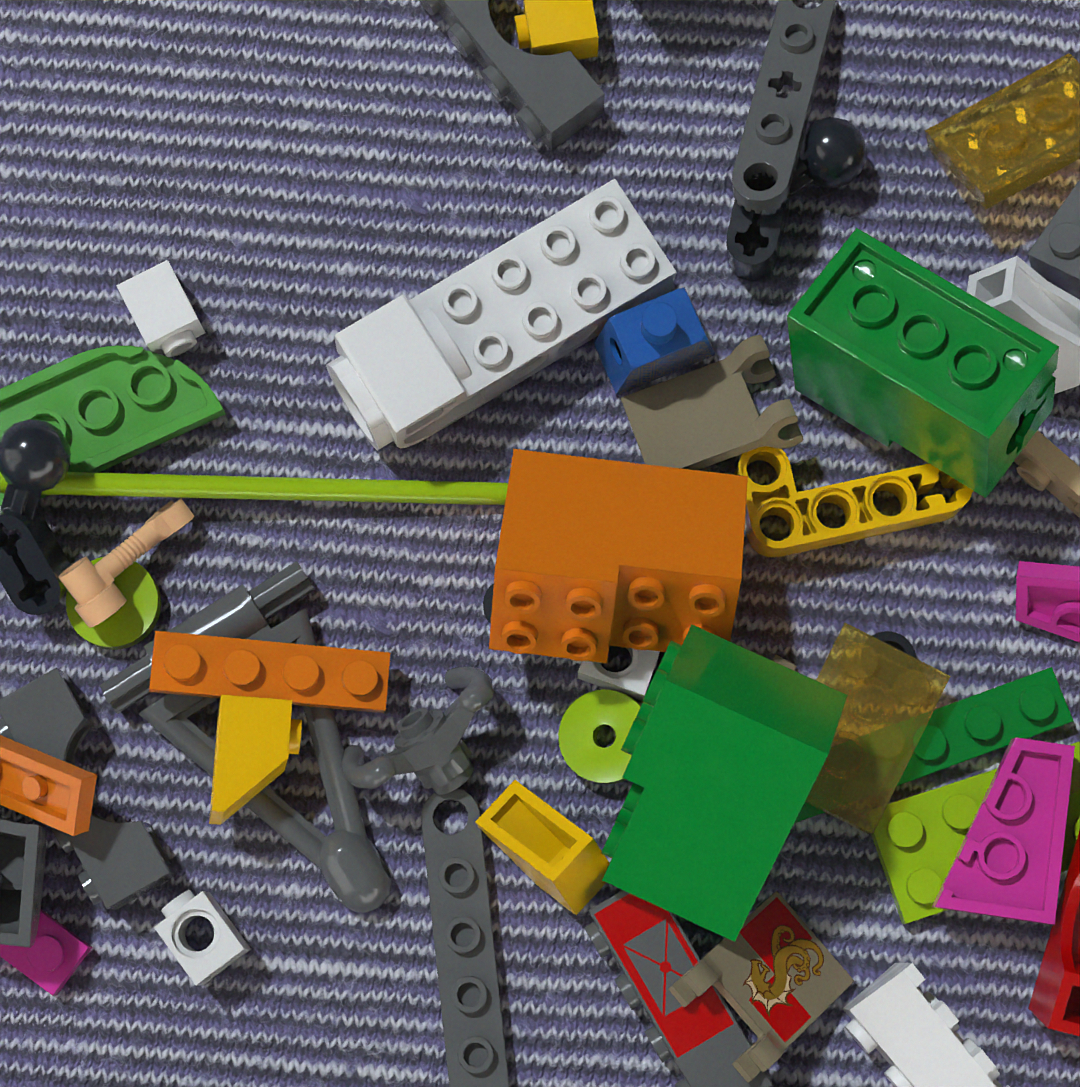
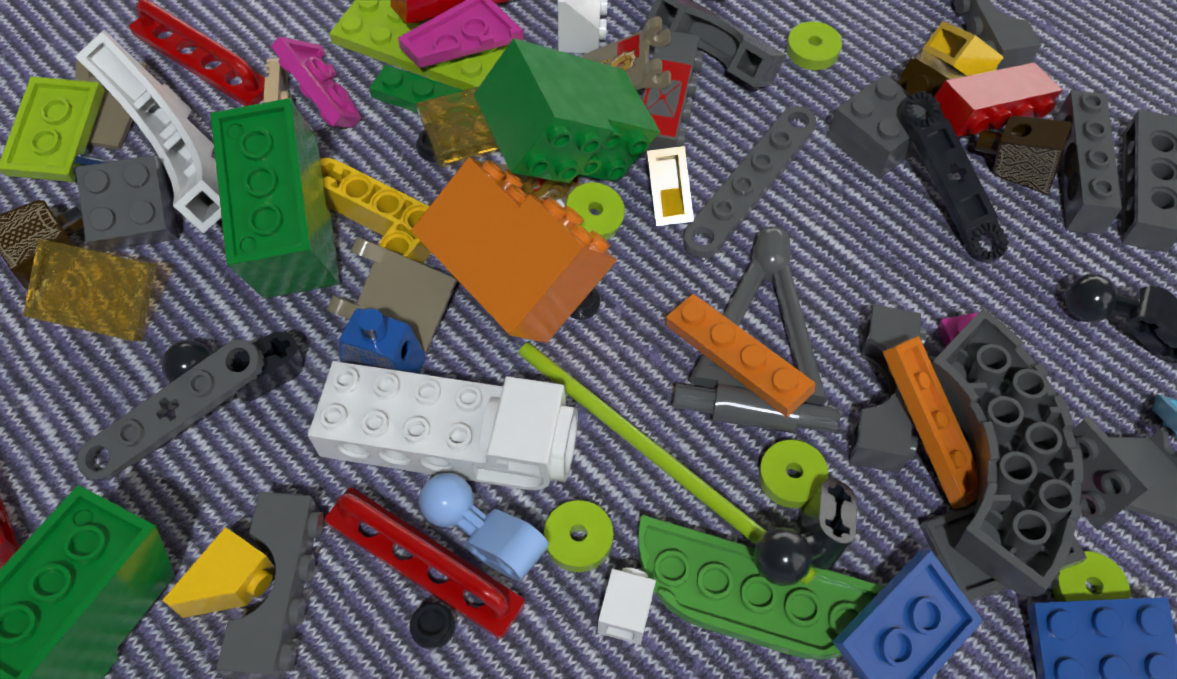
camera: 140 degrees left, 20 degrees down
(94, 585) = (802, 472): light nougat brick -> none
(222, 952) = (881, 264): white brick -> none
(250, 750) = (787, 320): yellow slope -> none
(273, 319) = (578, 555): none -> lime piece
(283, 200) = (501, 604): none -> red piece
(329, 141) = (432, 626): none -> black plate
(345, 261) = (495, 539): none -> light blue beam
(428, 740) = (684, 265): dark grey piece -> none

